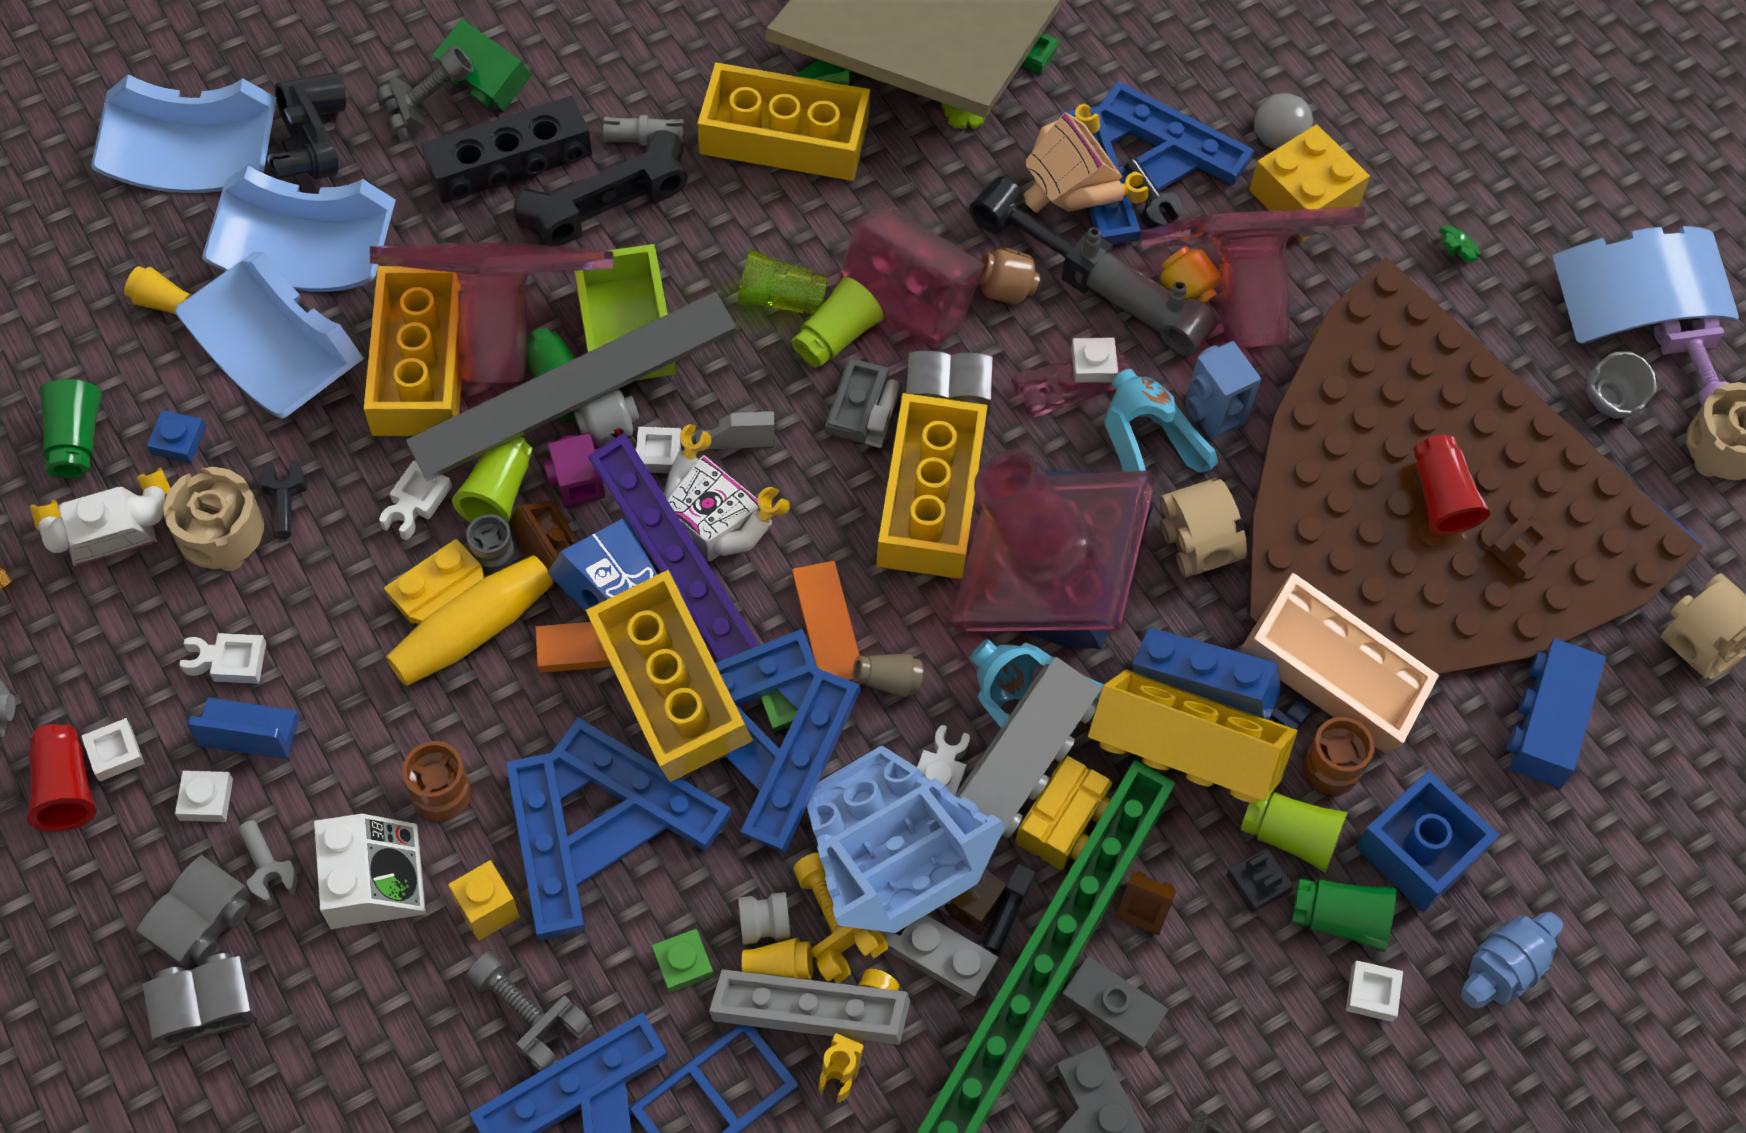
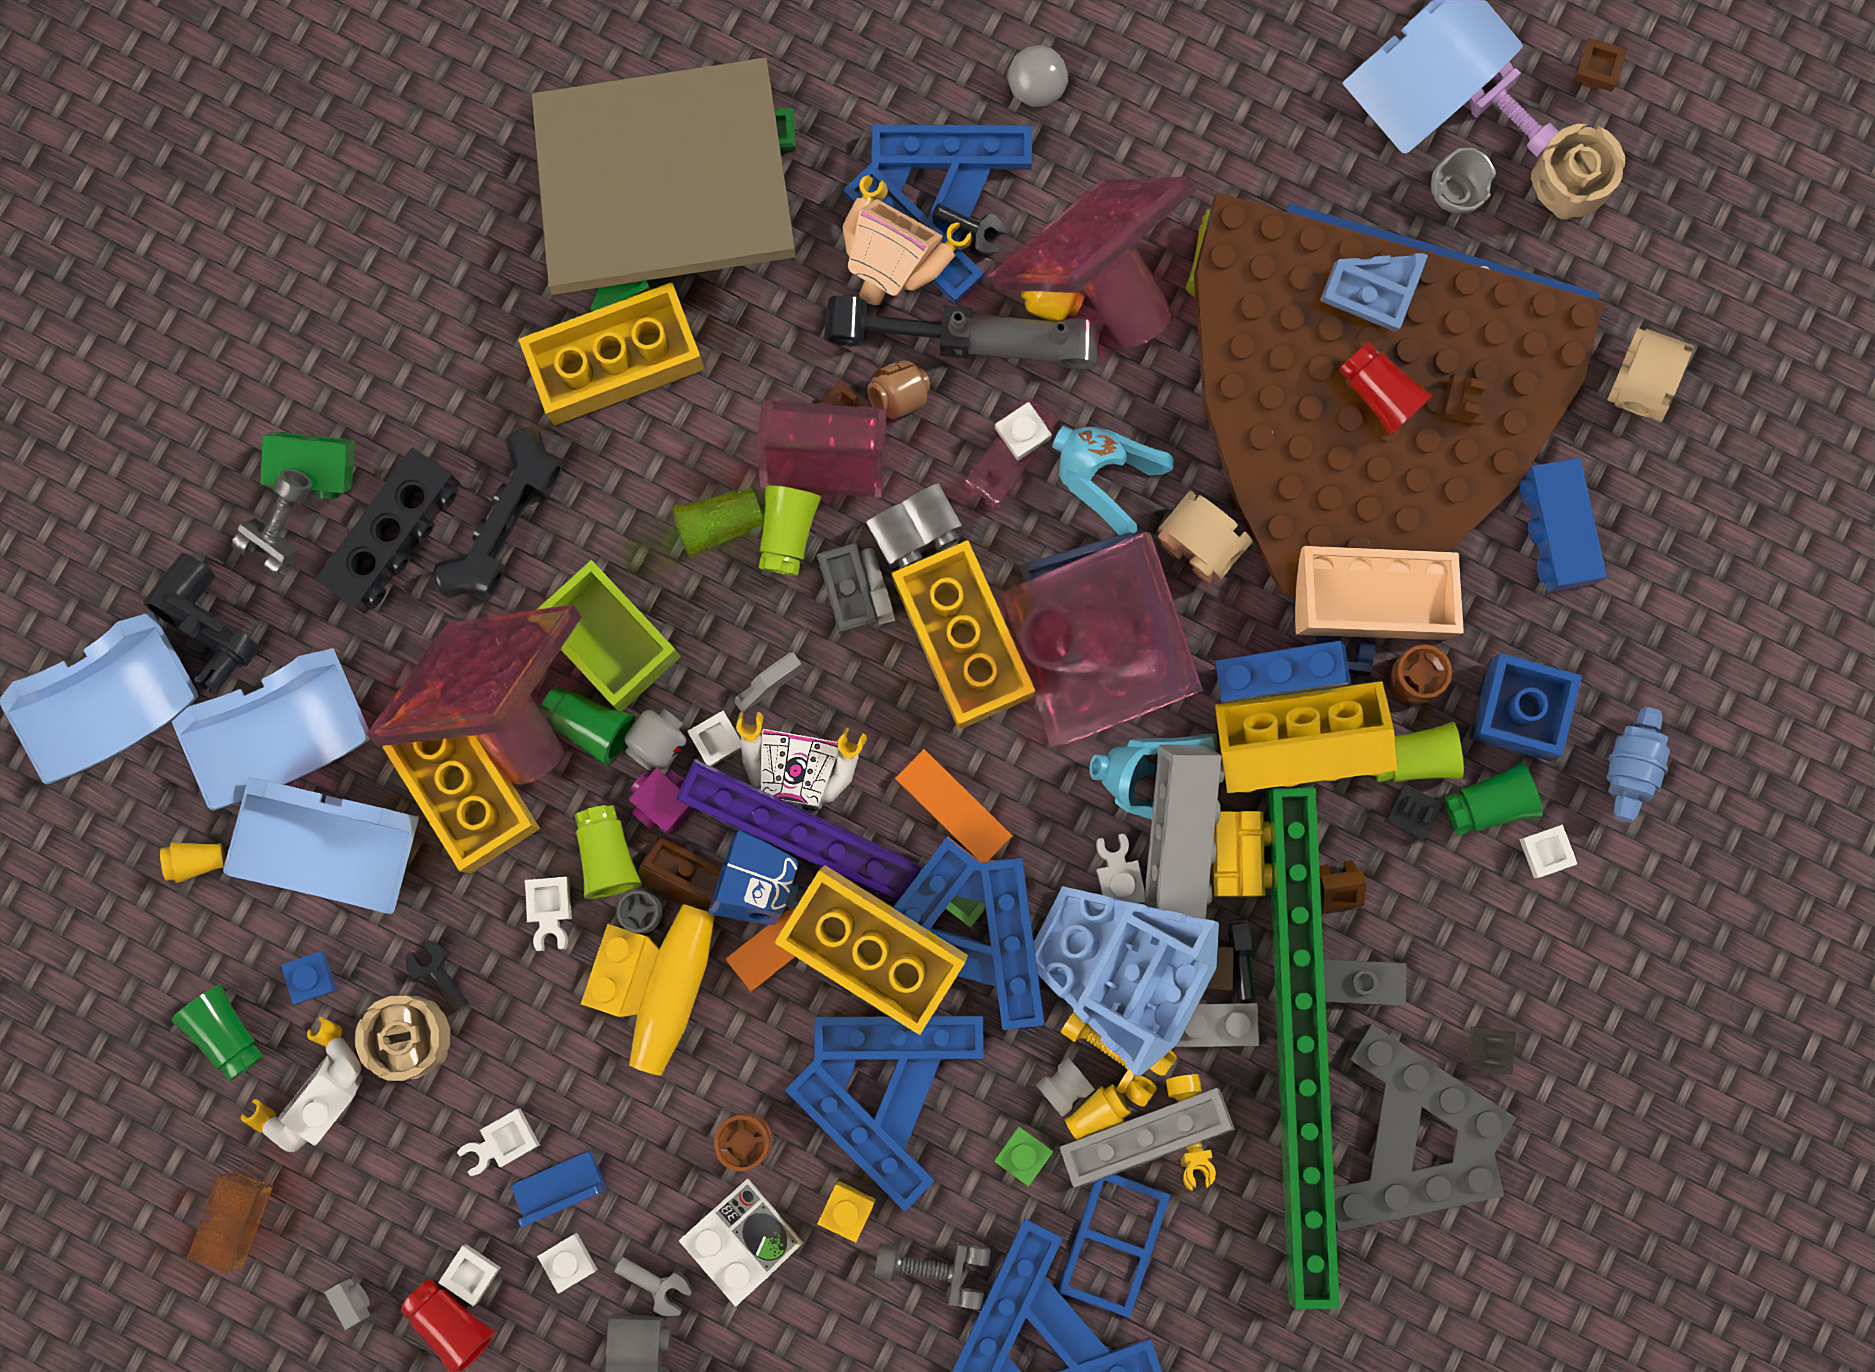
camera: 25 degrees left, 20 degrees up
(570, 386) = (617, 741): dark grey tile -> none
(639, 129) = (490, 434): light grey pin -> none
(890, 673) = (1034, 821): dark tan cone -> none
(1222, 390) = (1144, 397): medium blue brick -> none
(1309, 175) = (1097, 130): yellow brick -> none
(1459, 242) = (1255, 112): green plant -> none
(1486, 401) = (1375, 287): none -> medium blue wing

